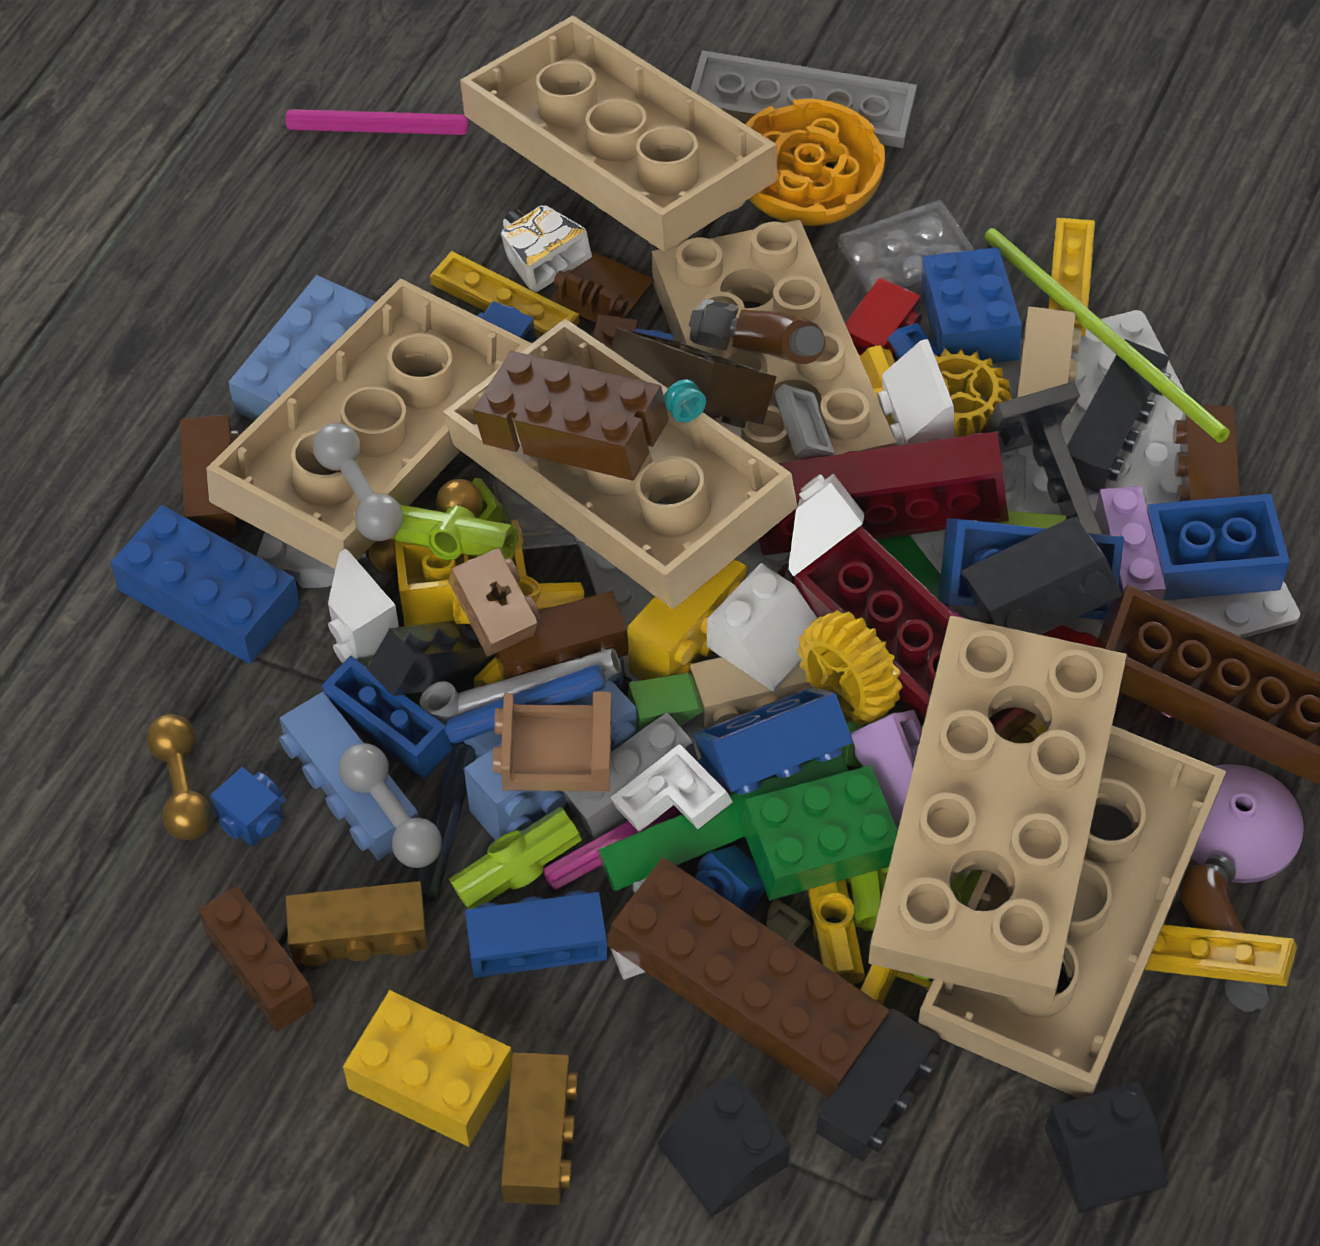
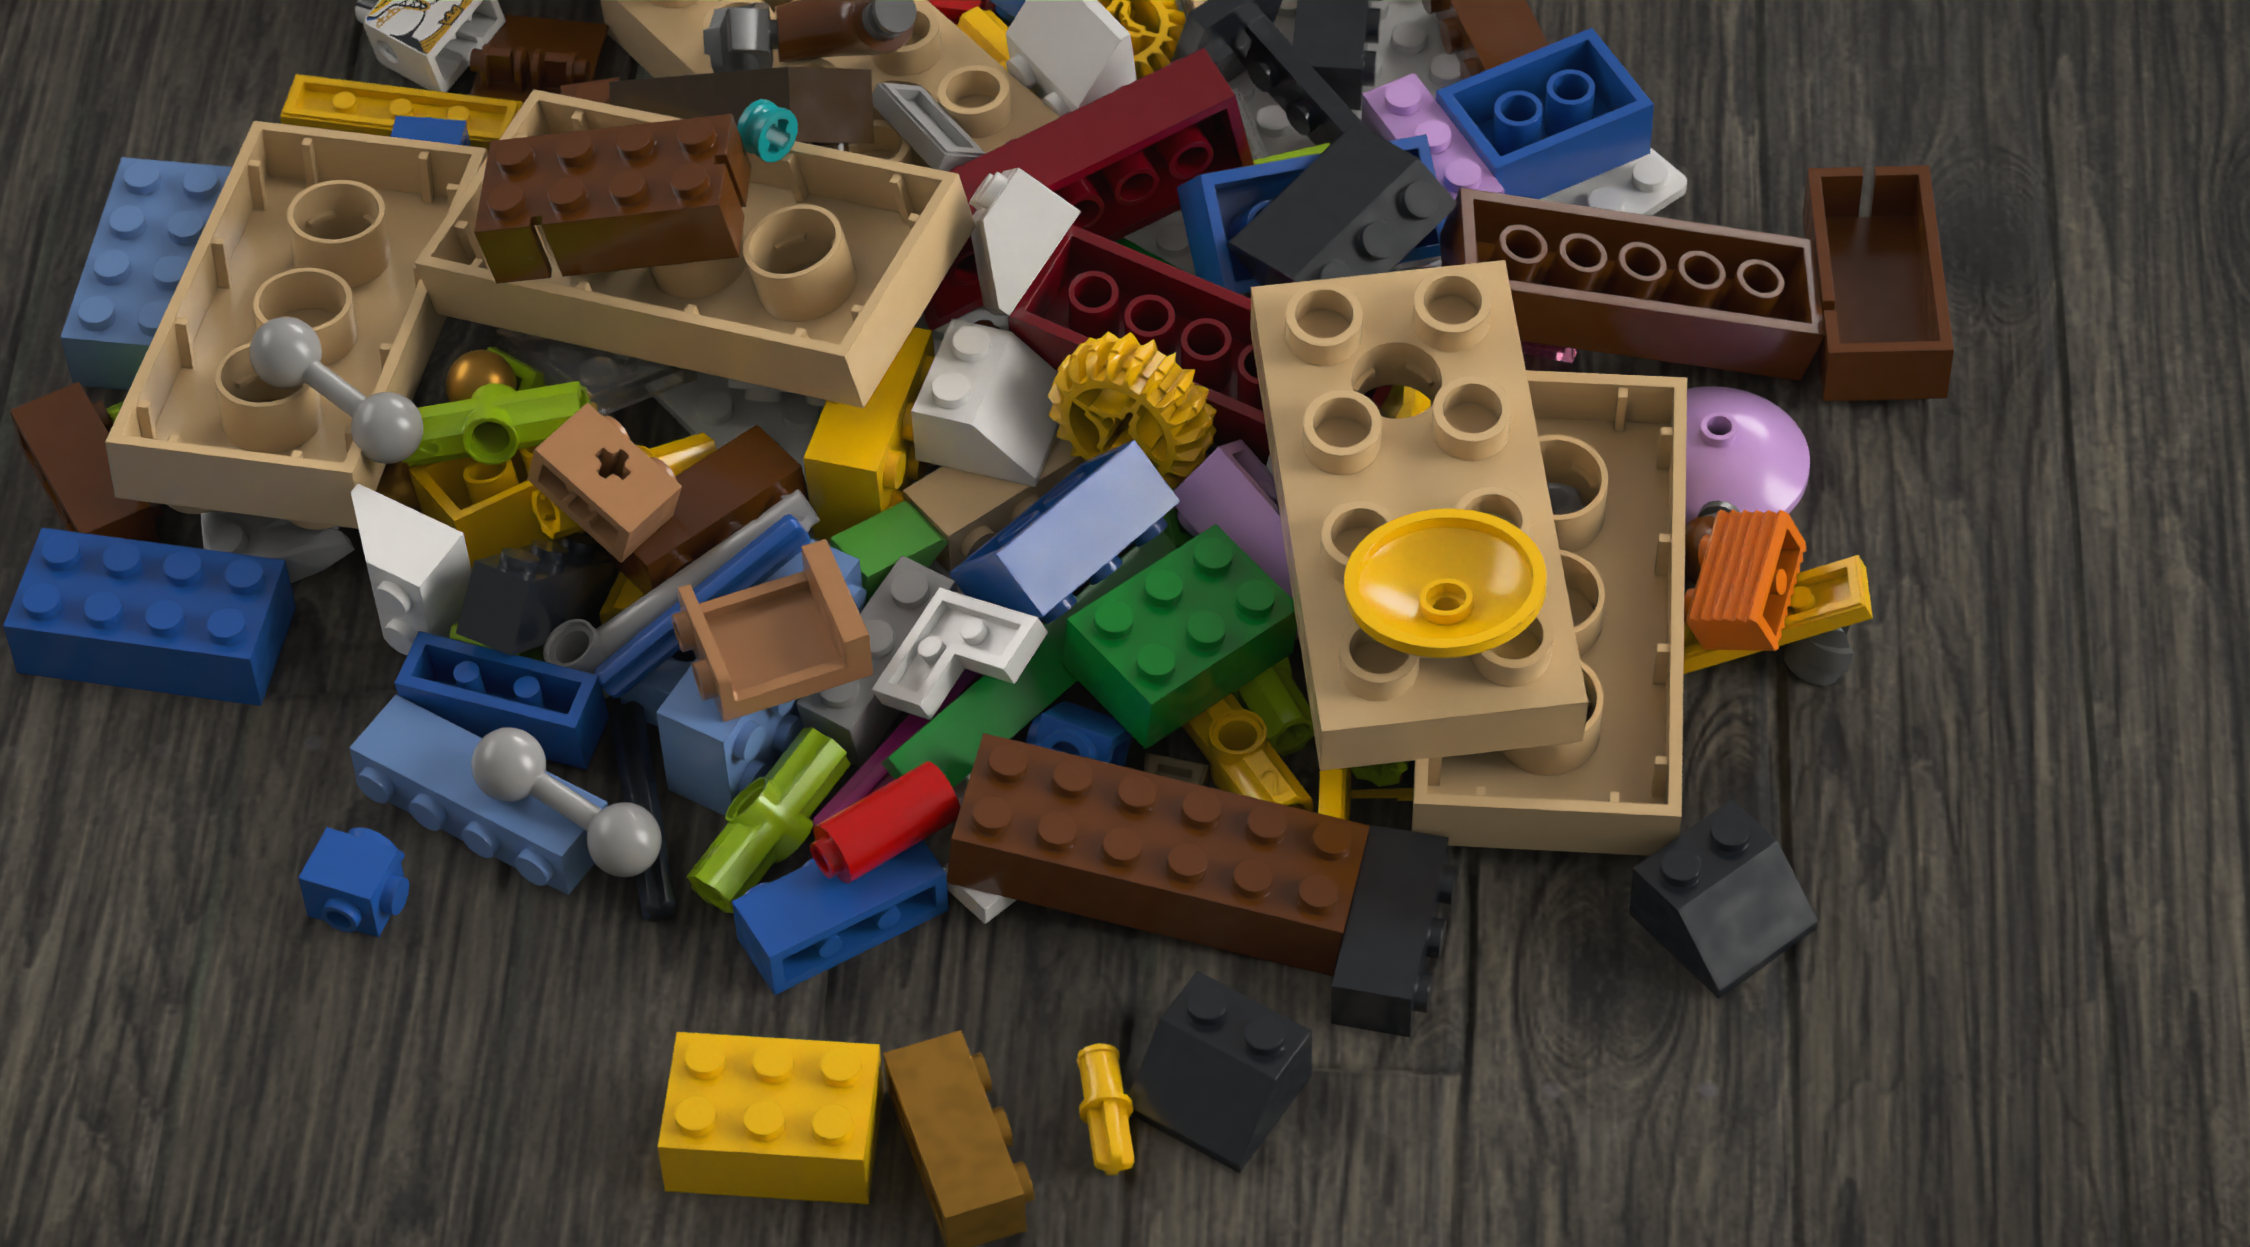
camera: 20 degrees left, 5 degrees down
(186, 812) = (269, 917): pearl gold piece -> none
(256, 958) = (462, 1066): reddish brown brick -> none
(356, 923) = (582, 975): pearl gold brick -> none
(577, 895) = (885, 823): none -> red brick
(643, 1141) = (1105, 1108): none -> yellow axle
(989, 861) = (1445, 583): none -> yellow dish
(1209, 928) = (1745, 580): none -> orange brick

